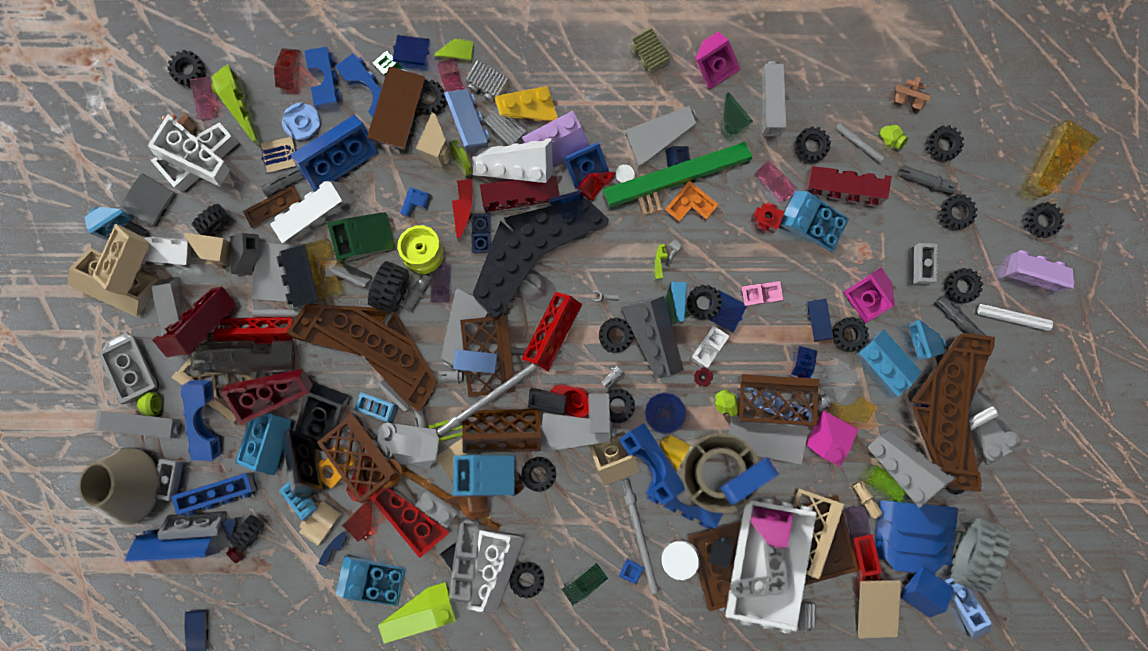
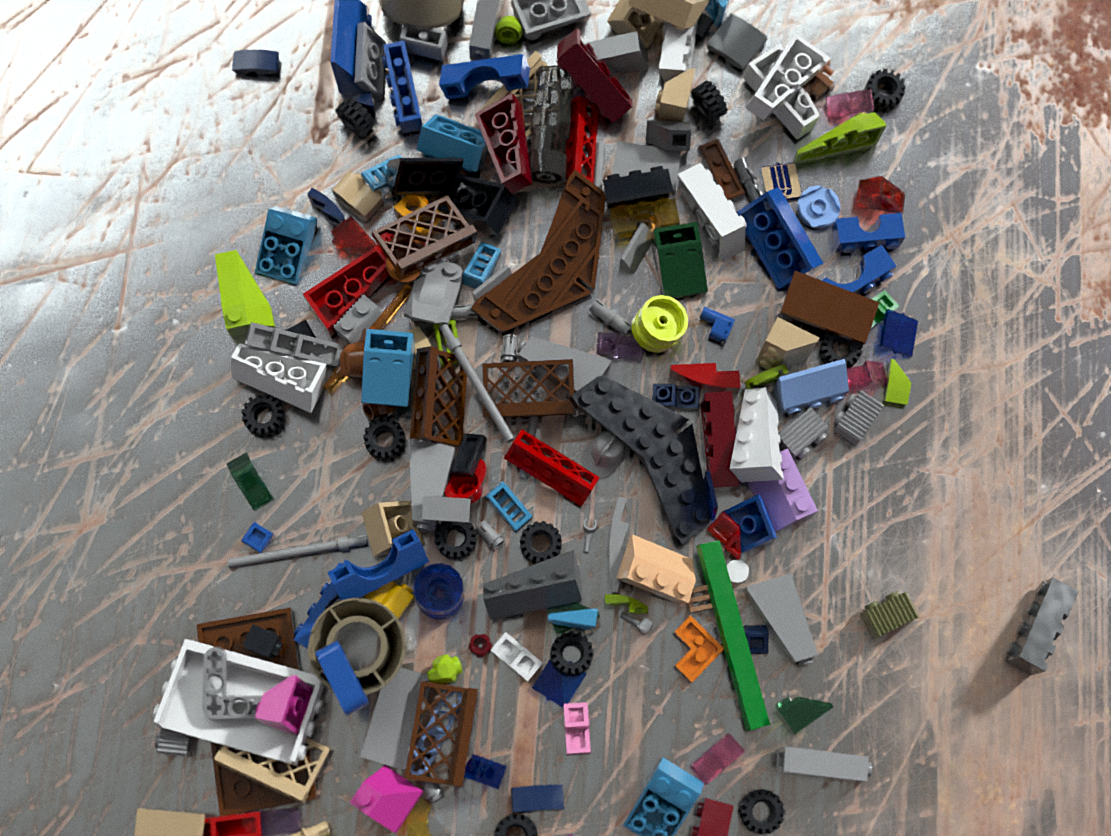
camera: 90 degrees right, 10 degrees down
(235, 554) = (332, 104): dark red plate -> none
(388, 287) = (618, 283): black tyre -> none
(475, 361) = (522, 371): medium blue slope -> none
(529, 103) = (828, 461): yellow wing -> none
(574, 376) = (502, 511): none -> dark azure slope
(621, 271) = (615, 548): none -> light grey slope
(631, 237) = (657, 570): none -> light nougat slope
(680, 560) = (262, 596): white tile -> none
(716, 60) = (875, 696): dark pink slope -> none
(774, 214) = (670, 752): red brick -> none

